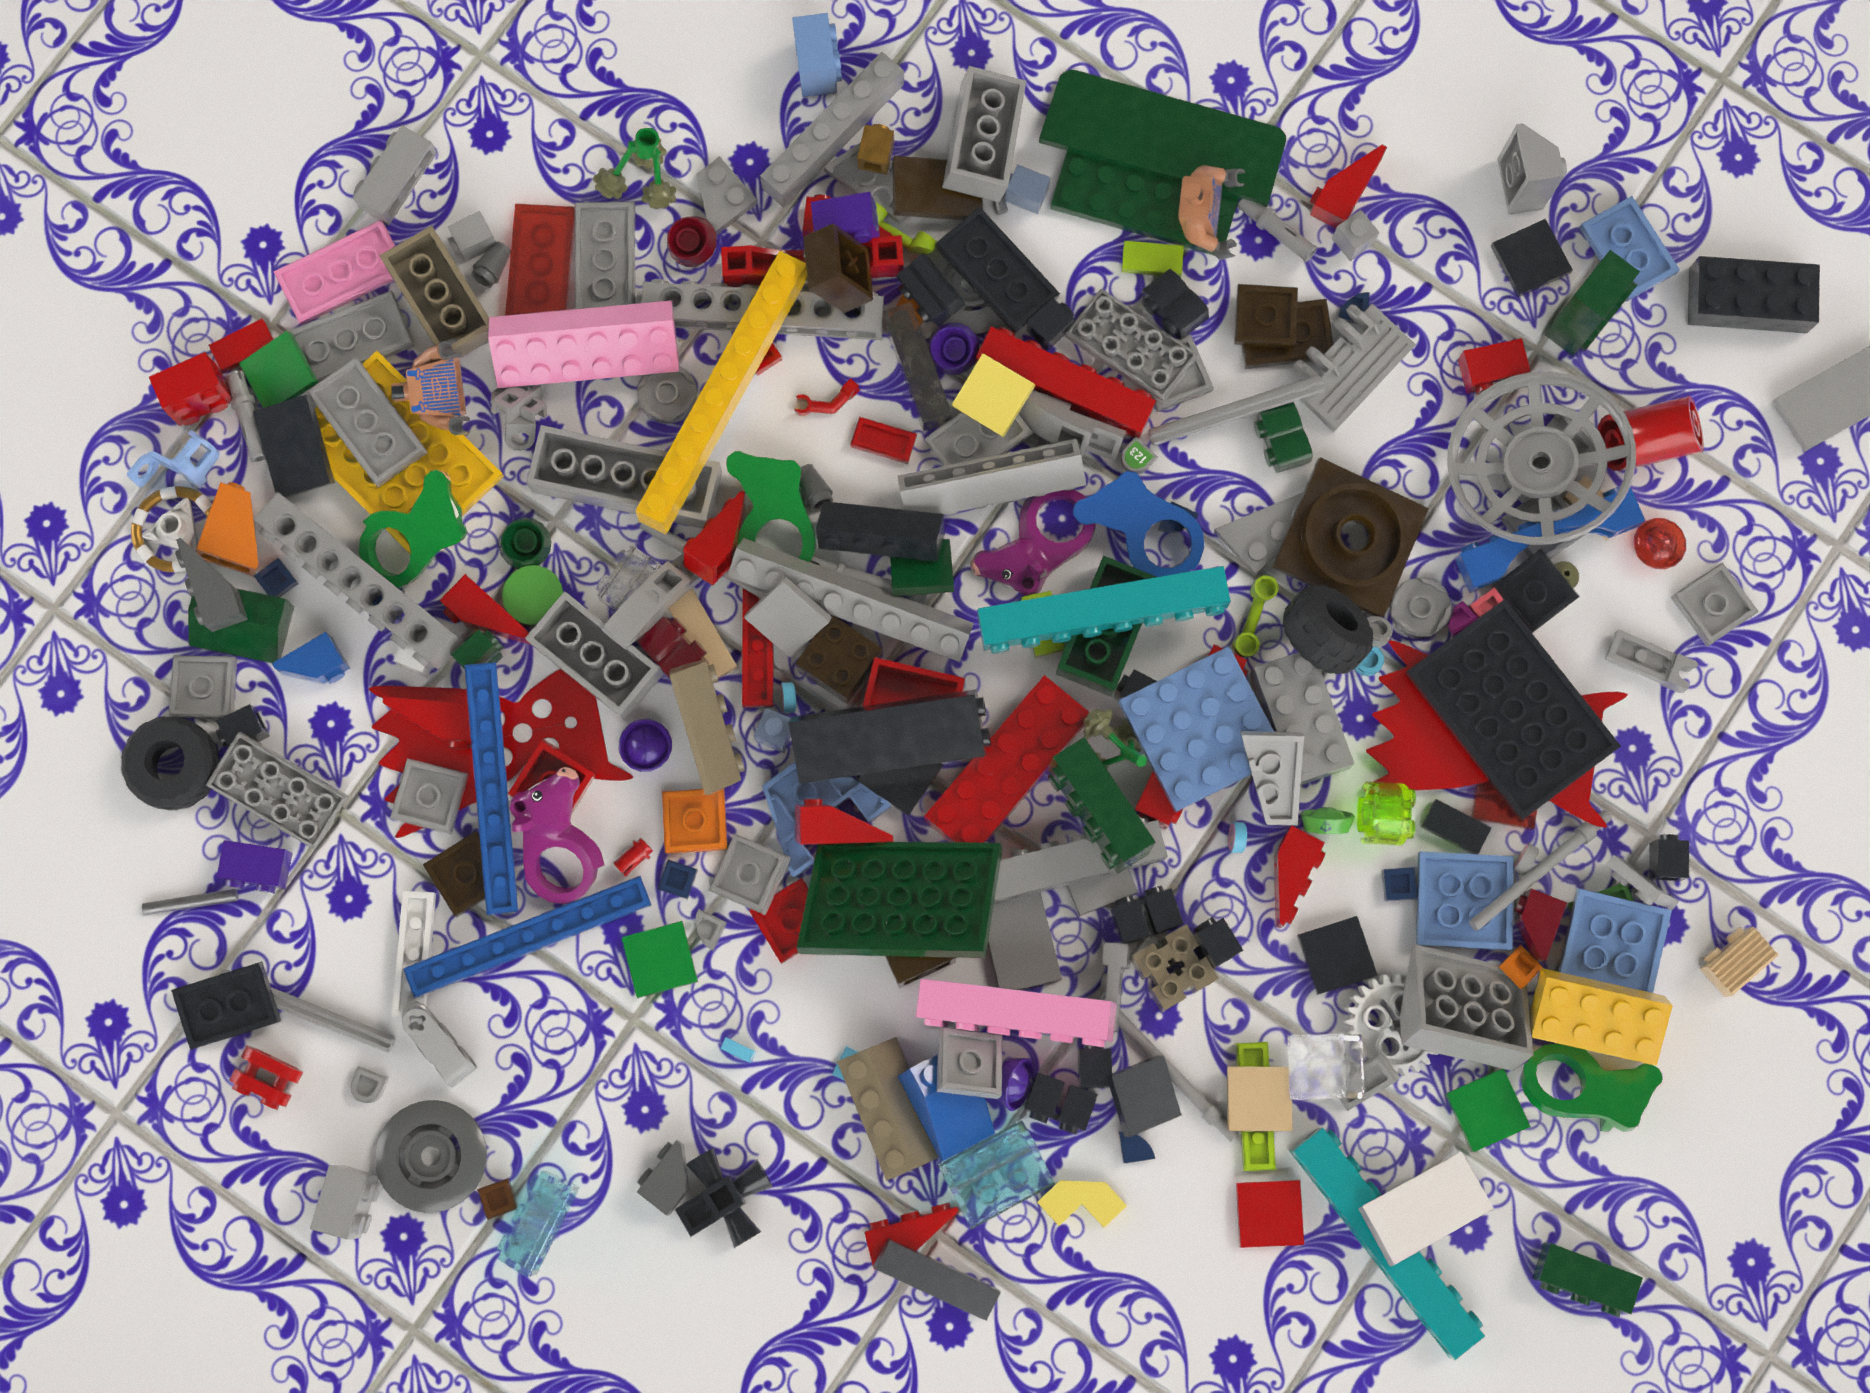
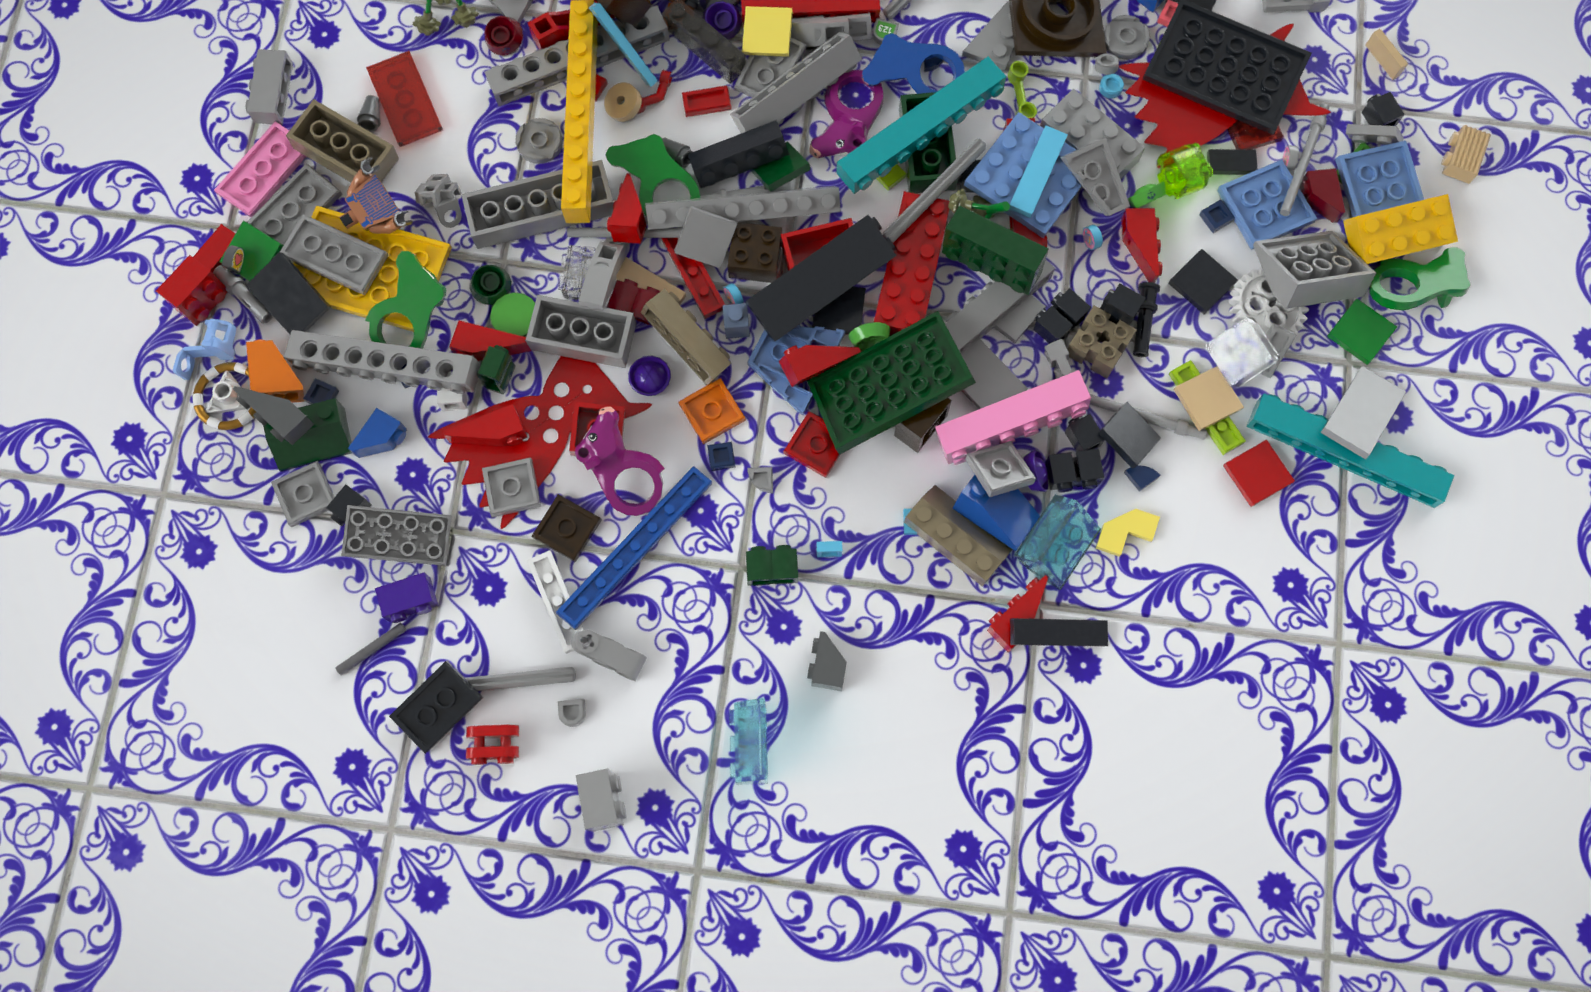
camera: 25 degrees left, 5 degrees down
(146, 747) = (285, 547): black tyre -> none
(254, 372) = (233, 259): none -> tile
(436, 1186) = (656, 760): dark grey piece -> none
(471, 236) = (346, 100): light grey brick -> none
(491, 788) = (555, 453): blue tile -> none
(498, 1198) = (711, 743): reddish brown tile -> none
(583, 344) = (464, 128): bright pink brick -> none
(604, 254) = (449, 76): light grey tile -> none
(633, 856) = (681, 455): red pin -> none
(659, 959) = (738, 516): green tile -> none
(664, 1036) = (771, 566): none -> dark green brick
(722, 1198) = (875, 656): black brick -> none
(750, 874) = (771, 425): light grey tile -> none
(795, 400) = (614, 98): none -> tan piece
(815, 332) = (623, 44): none -> medium azure tile
(912, 828) = (869, 334): none -> bright green hat
(1076, 695) = (935, 190): none -> light grey axle
(1207, 733) = (1038, 171): none -> medium azure tile
(1253, 954) = (1145, 316): none -> black pin
(1328, 629) = (1078, 70): black tyre -> none
(1461, 618) = (1157, 29): magenta tile -> none
(1520, 967) = (1328, 227): orange tile -> none
(1587, 1279) = (1495, 406): dark green brick -> none
(1718, 788) = (1386, 54): none -> tan tile

